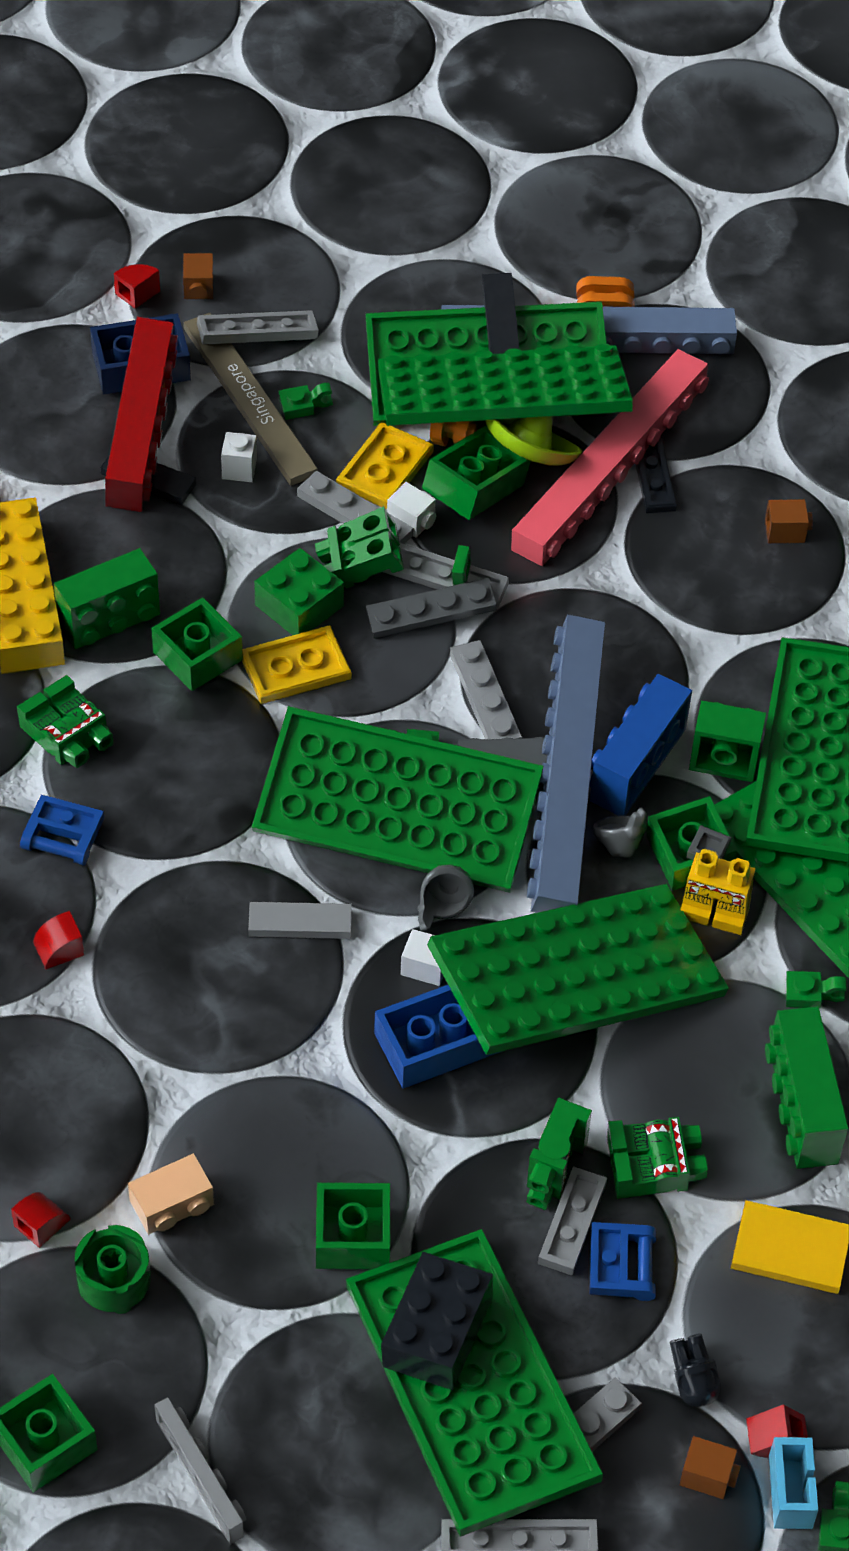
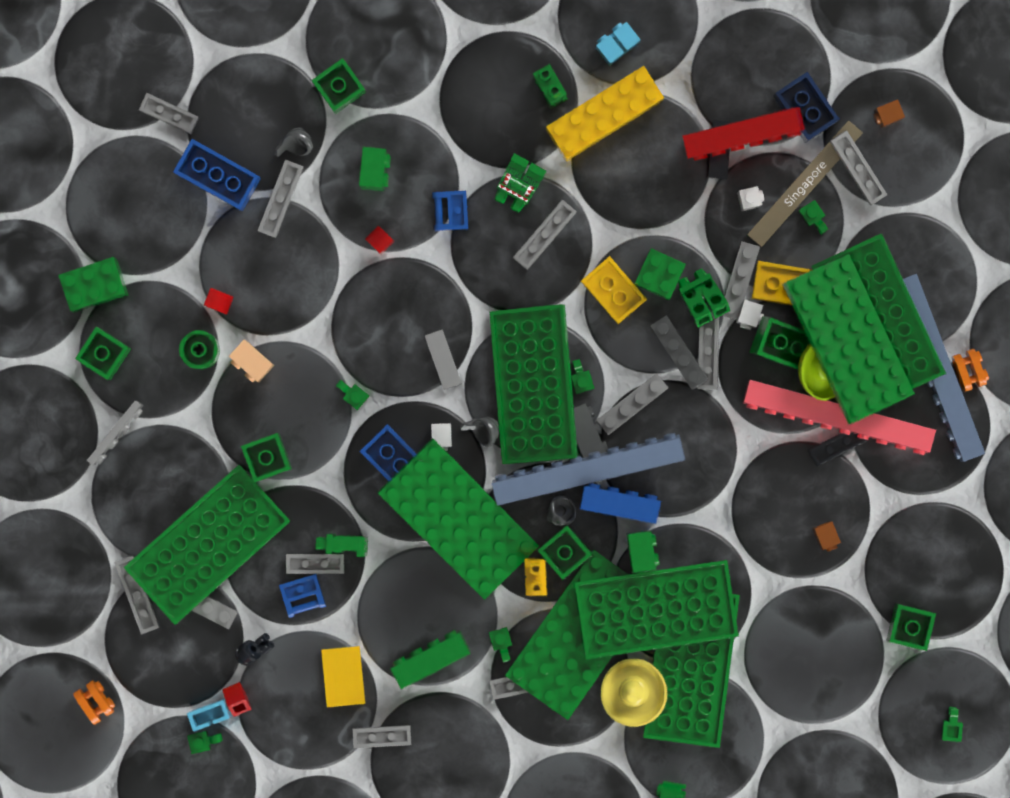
camera: 75 degrees right, 35 degrees up
(107, 598) = (607, 170): green brick -> none
(136, 283) = (867, 79): red brick -> none
(165, 723) = (544, 234): none -> light grey tile
(197, 644) = (598, 232): green brick -> none
(300, 1065) = (354, 396): none -> green plate
(437, 1320) = (223, 519): black brick -> none
(461, 565) = (708, 361): green tile -> none
(500, 312) = (908, 316): black tile -> none
(653, 1157) = (367, 598): green hips -> none
(709, 1468) = (205, 672): dark orange brick -> none
(710, 840) = (556, 565): dark grey tile -> none

